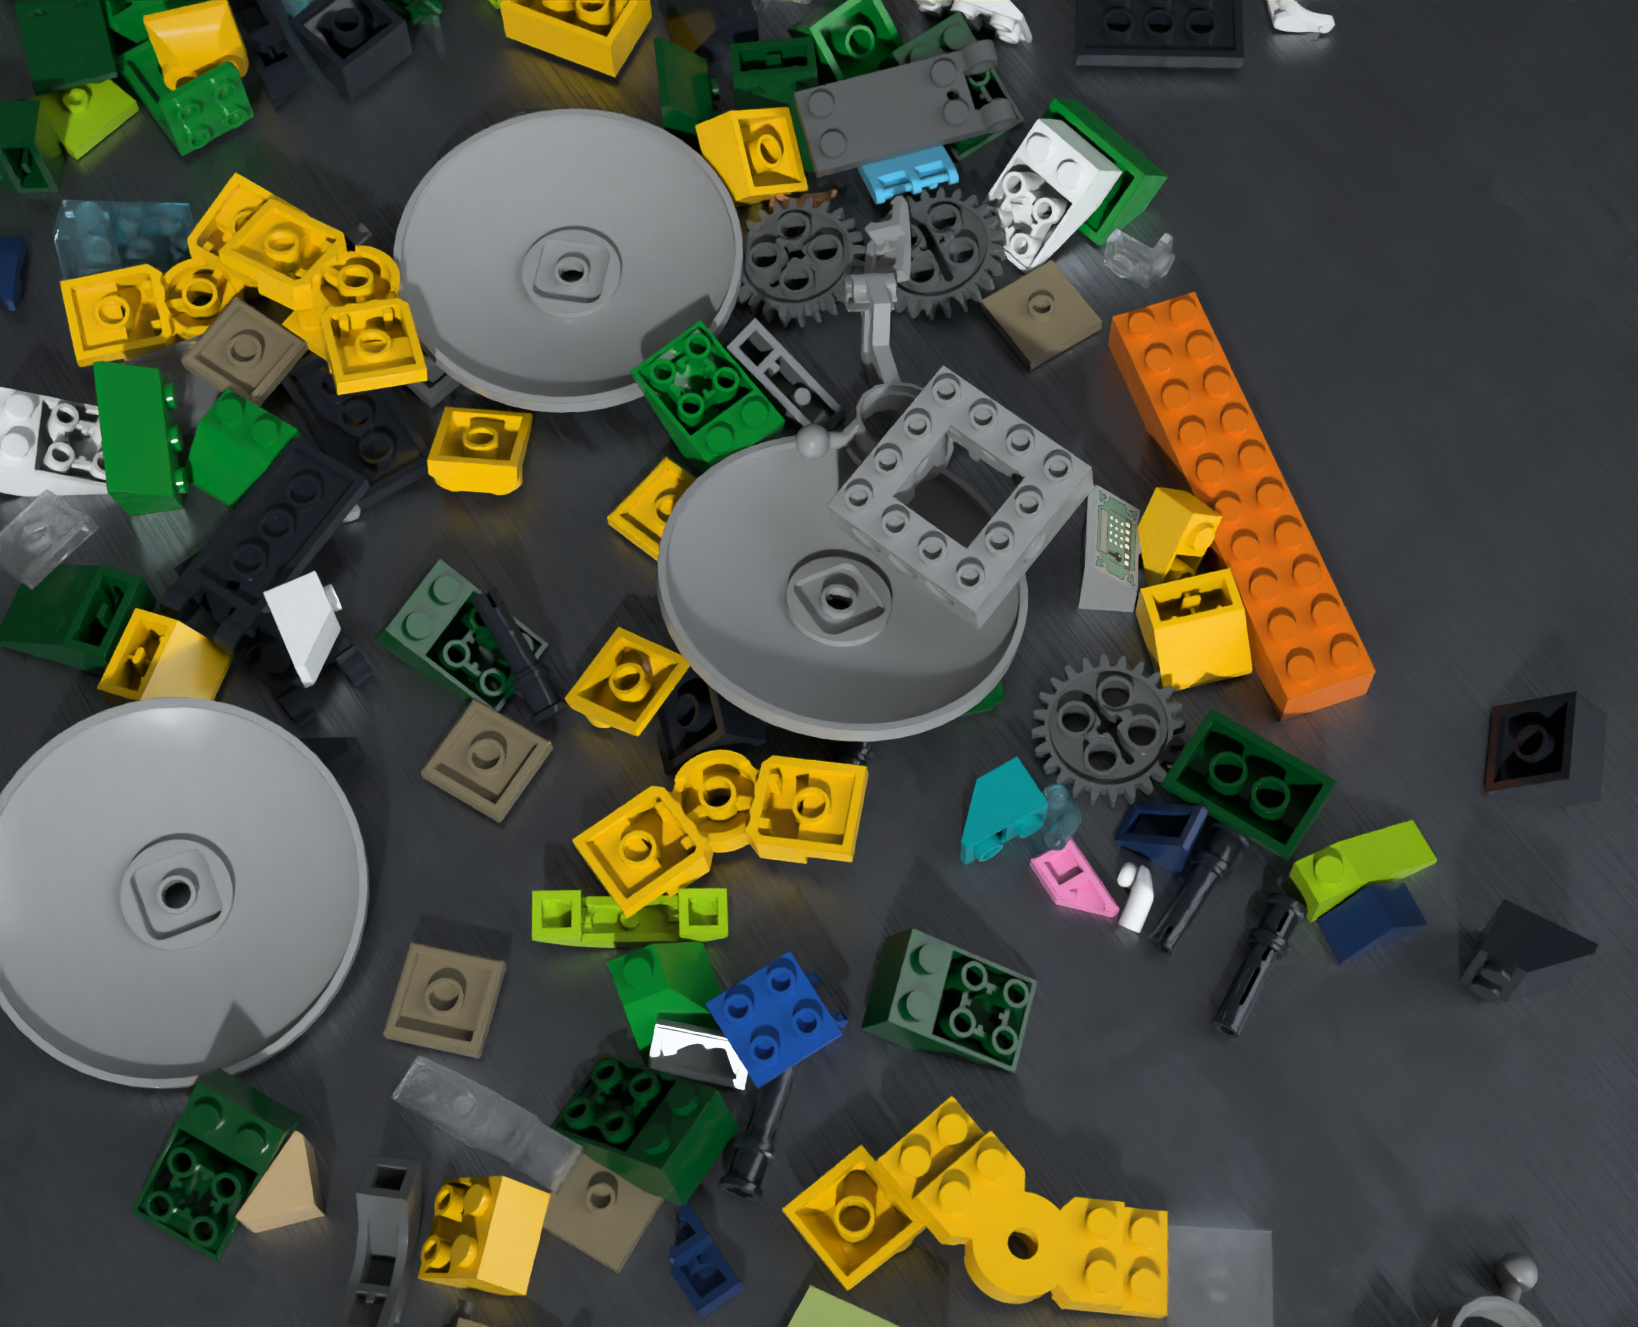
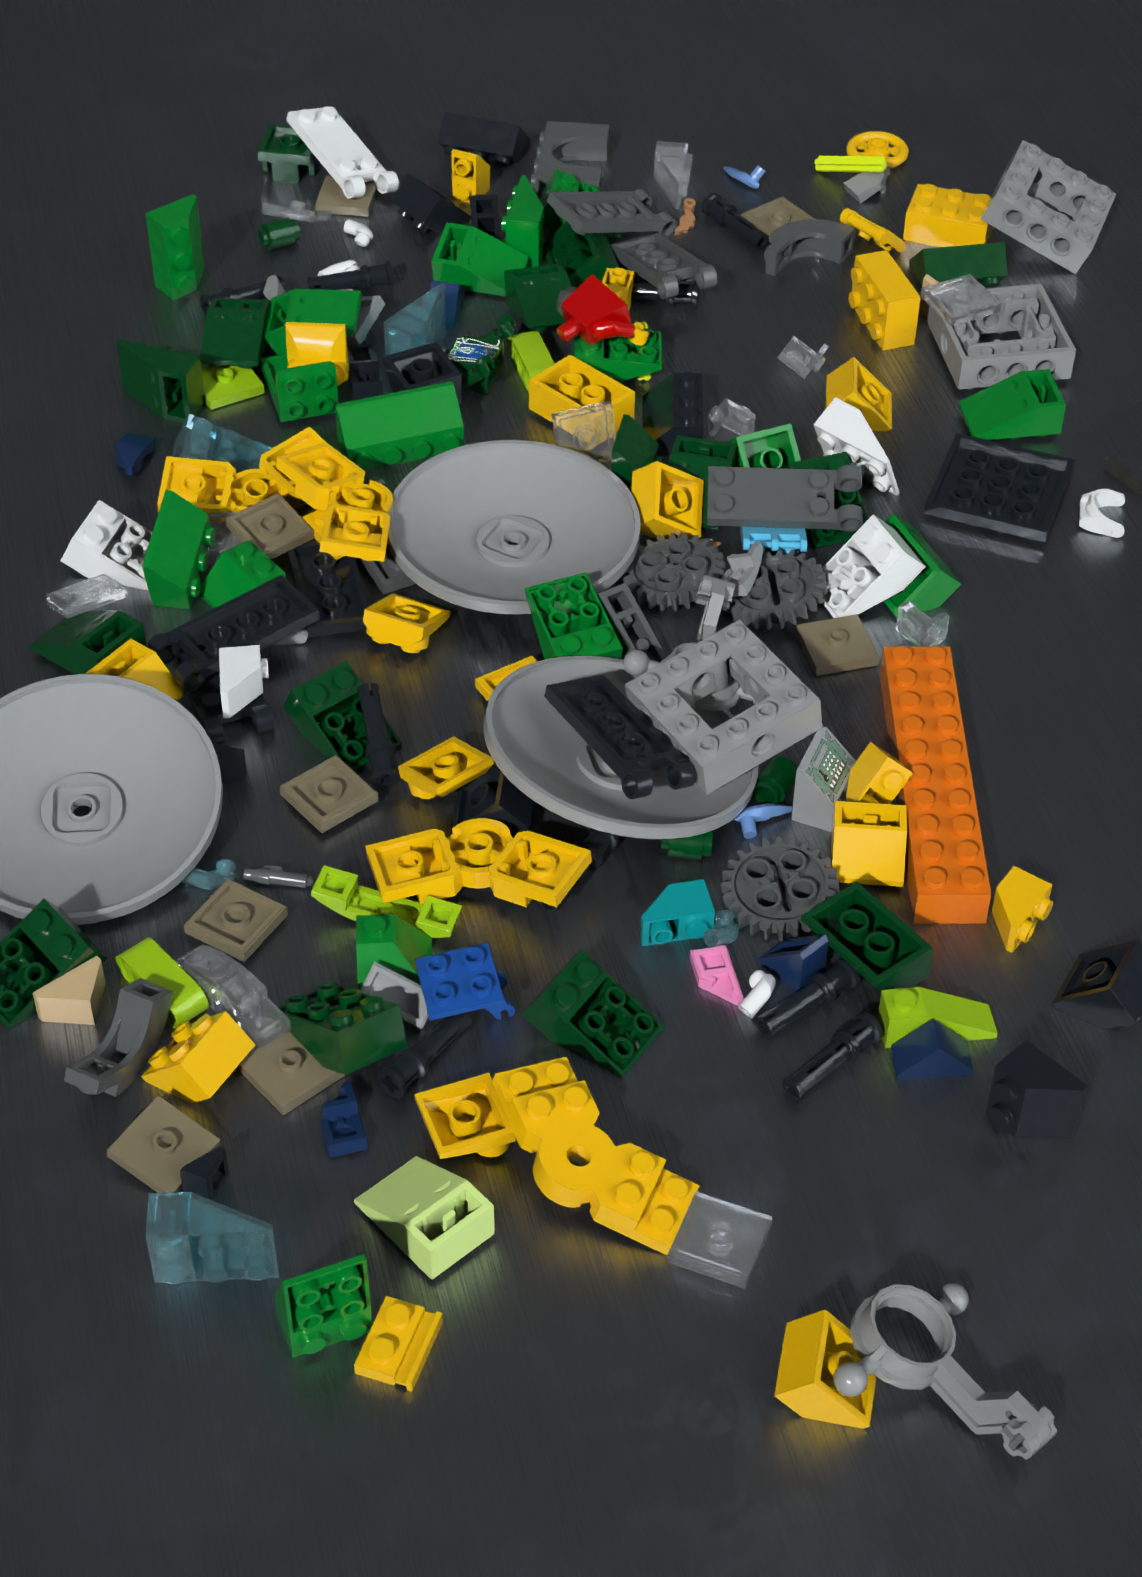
camera: 15 degrees right, 20 degrees down
(353, 131) = (400, 426): none -> green slope
(389, 1129) = (153, 964): none -> lime beam
(391, 941) = (212, 879): none -> clear light blue arm
(470, 910) = (276, 875): none -> dark grey piece
(608, 71) = (587, 430): none -> clear plate
(842, 580) = (619, 734): none -> black hinge
(1041, 616) = (759, 813): none -> medium blue bar
(1049, 569) = (775, 780): none -> dark green brick
(1403, 660) = (1019, 905): none -> yellow slope

